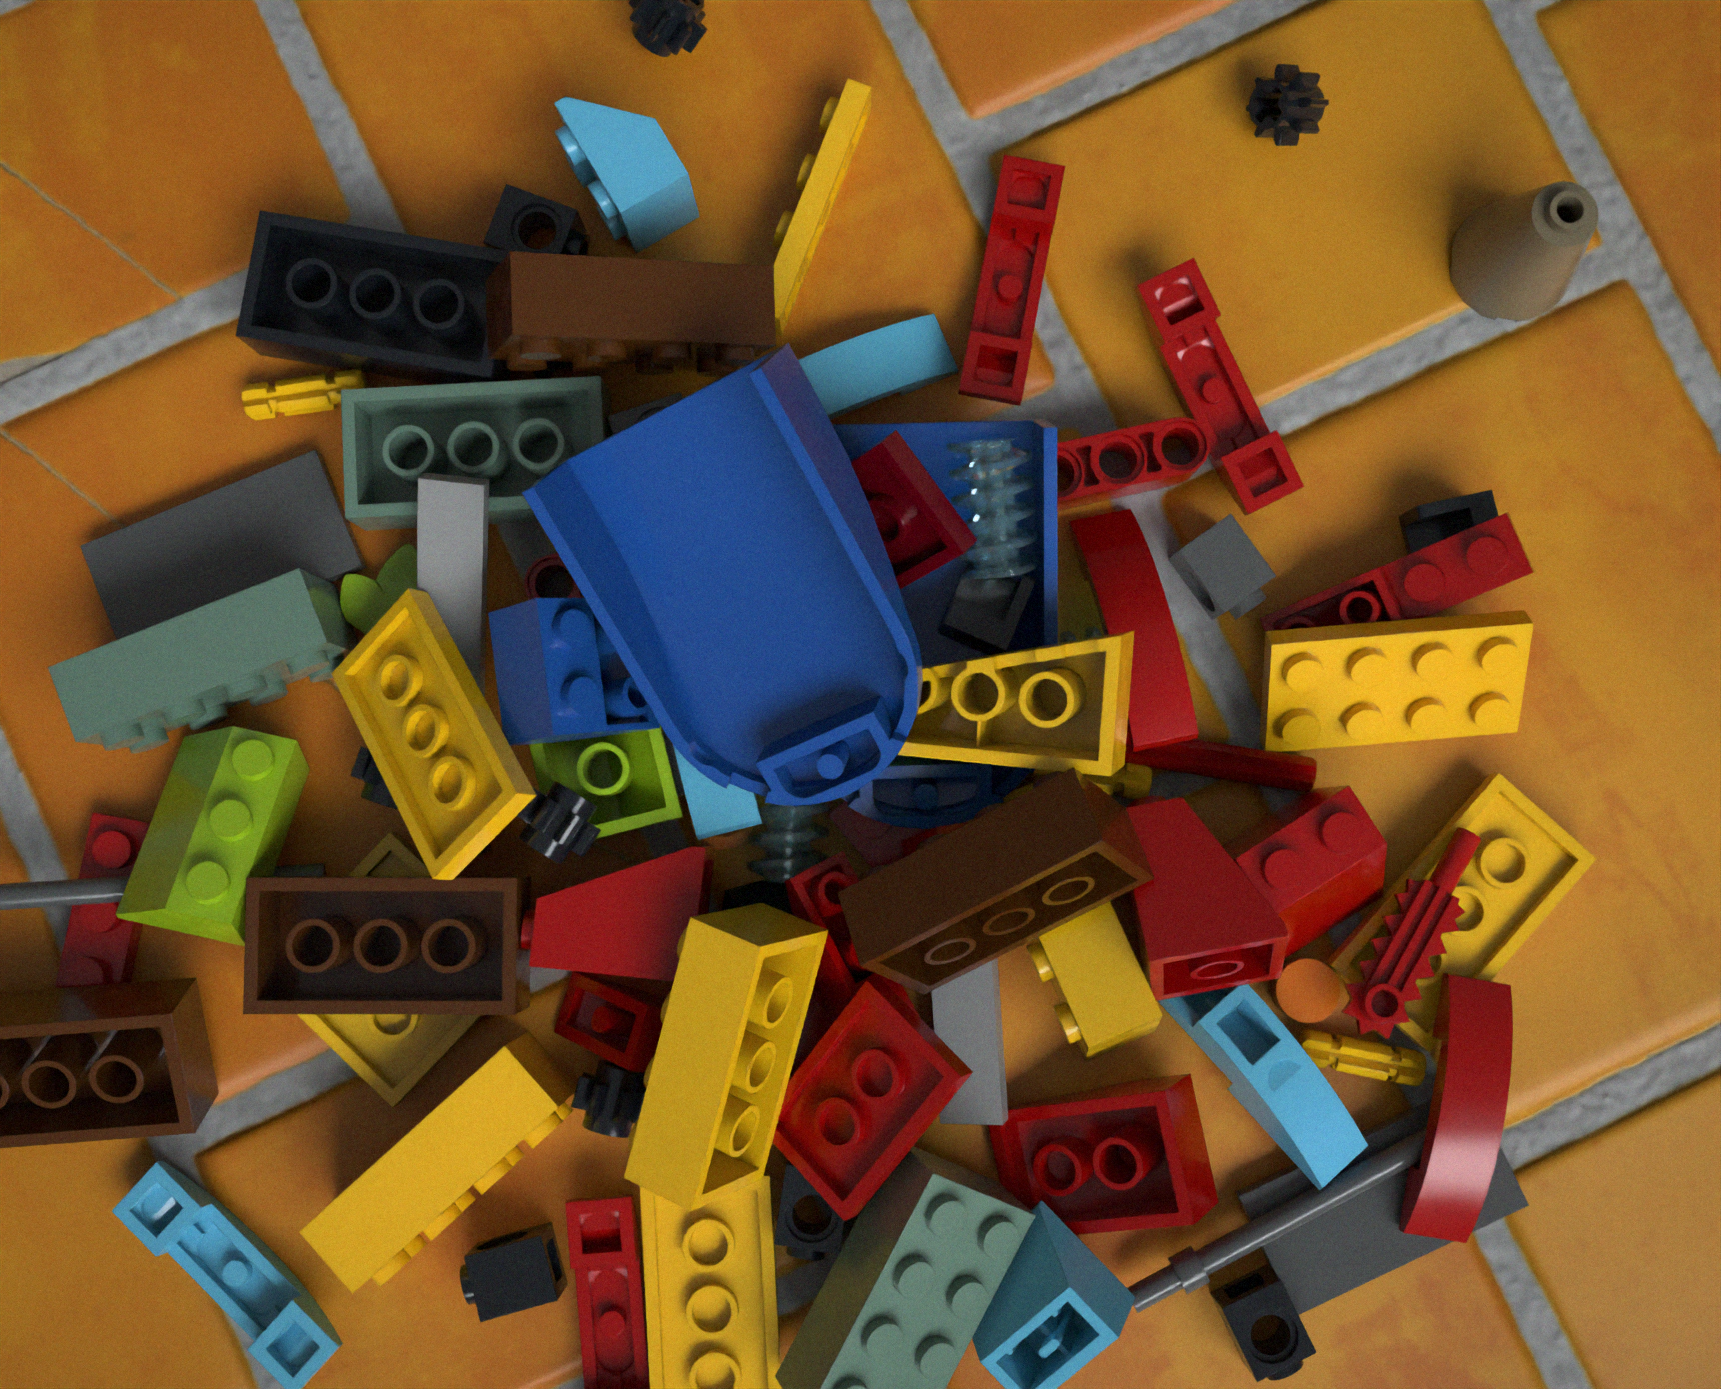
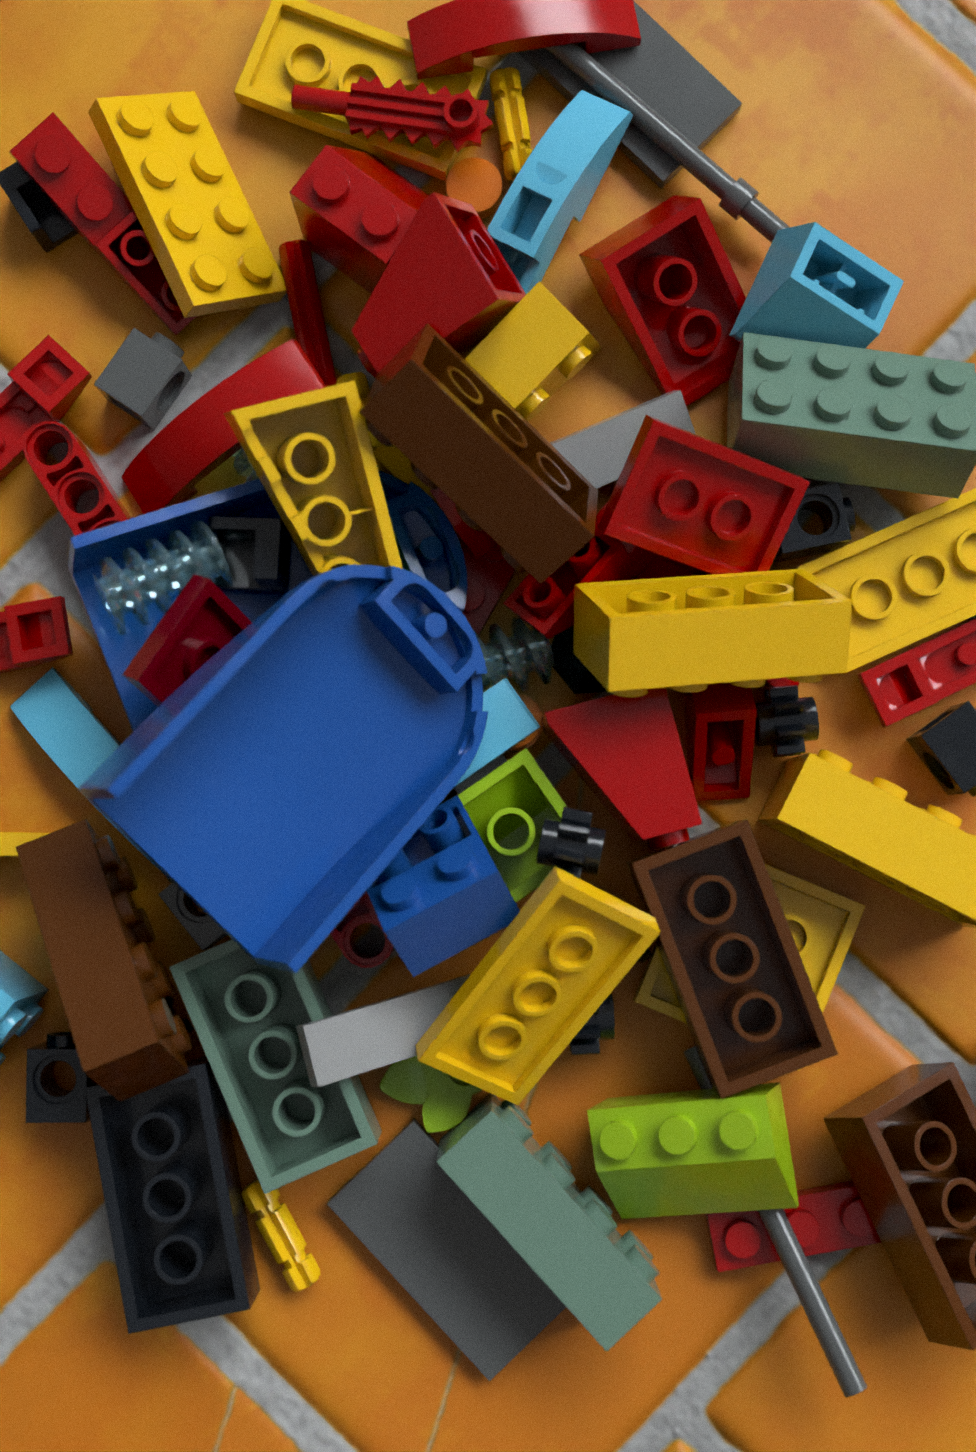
camera: 110 degrees left, 0 degrees up
(1246, 1301) = (750, 147): black brick -> none

